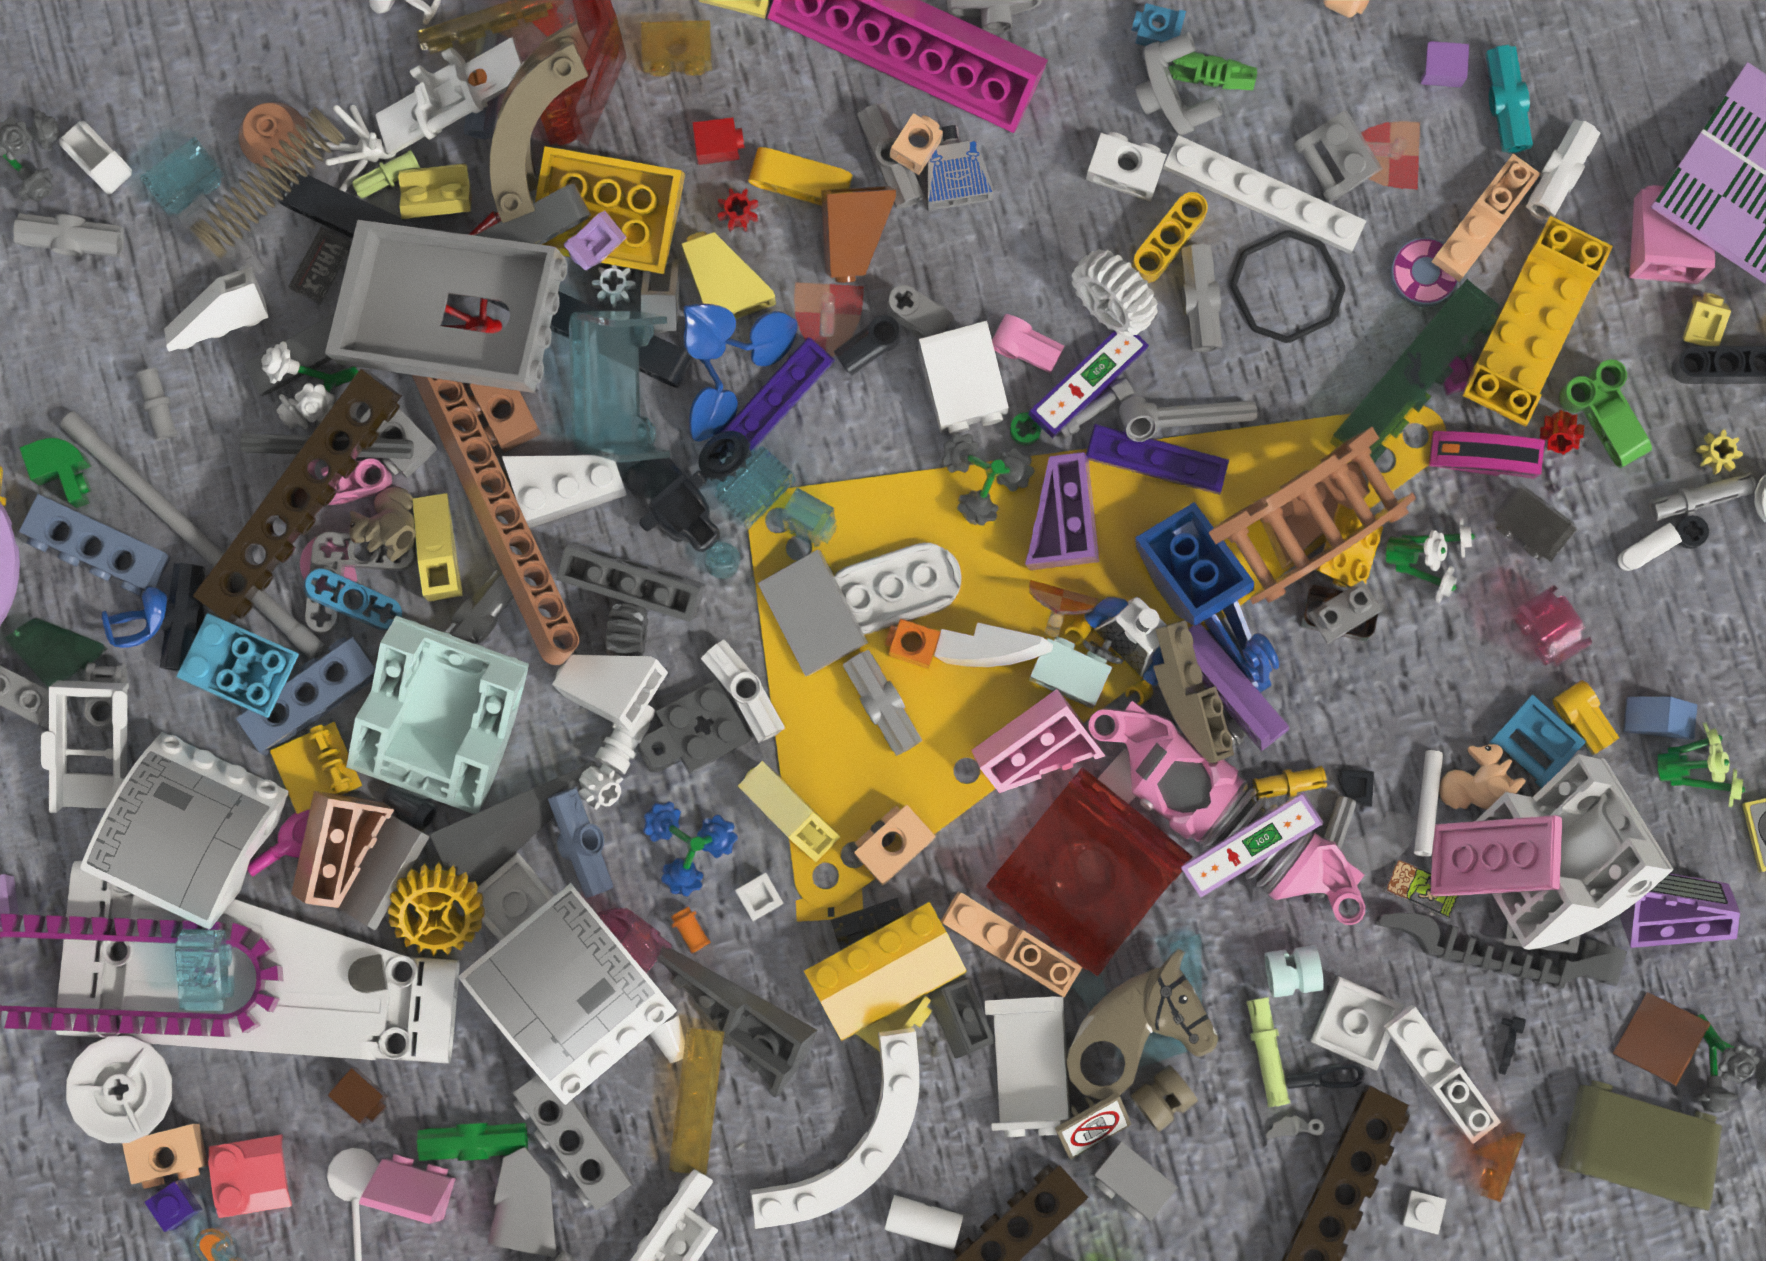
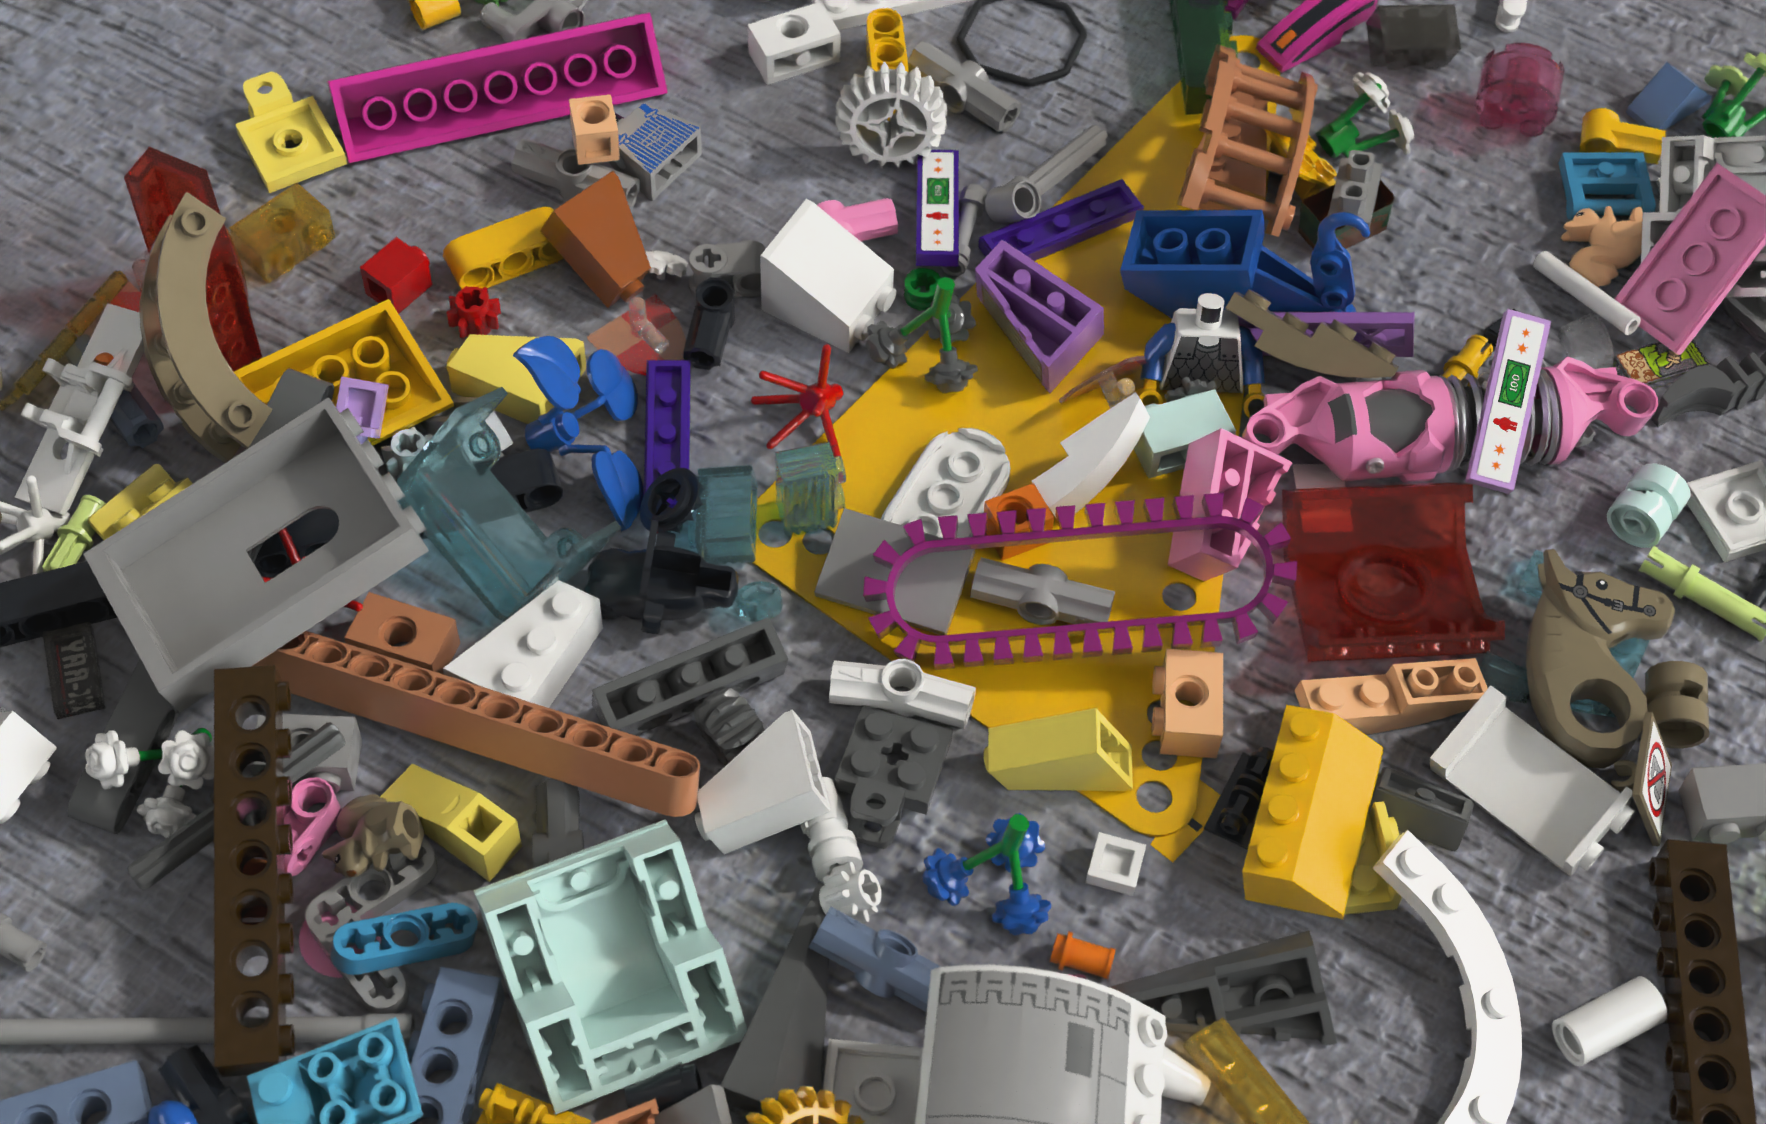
camera: 45 degrees left, 25 degrees down
(829, 612) = (1211, 636): none -> magenta piece
(878, 456) = (814, 400): none -> red plant
(886, 270) = (666, 262): none -> white plant

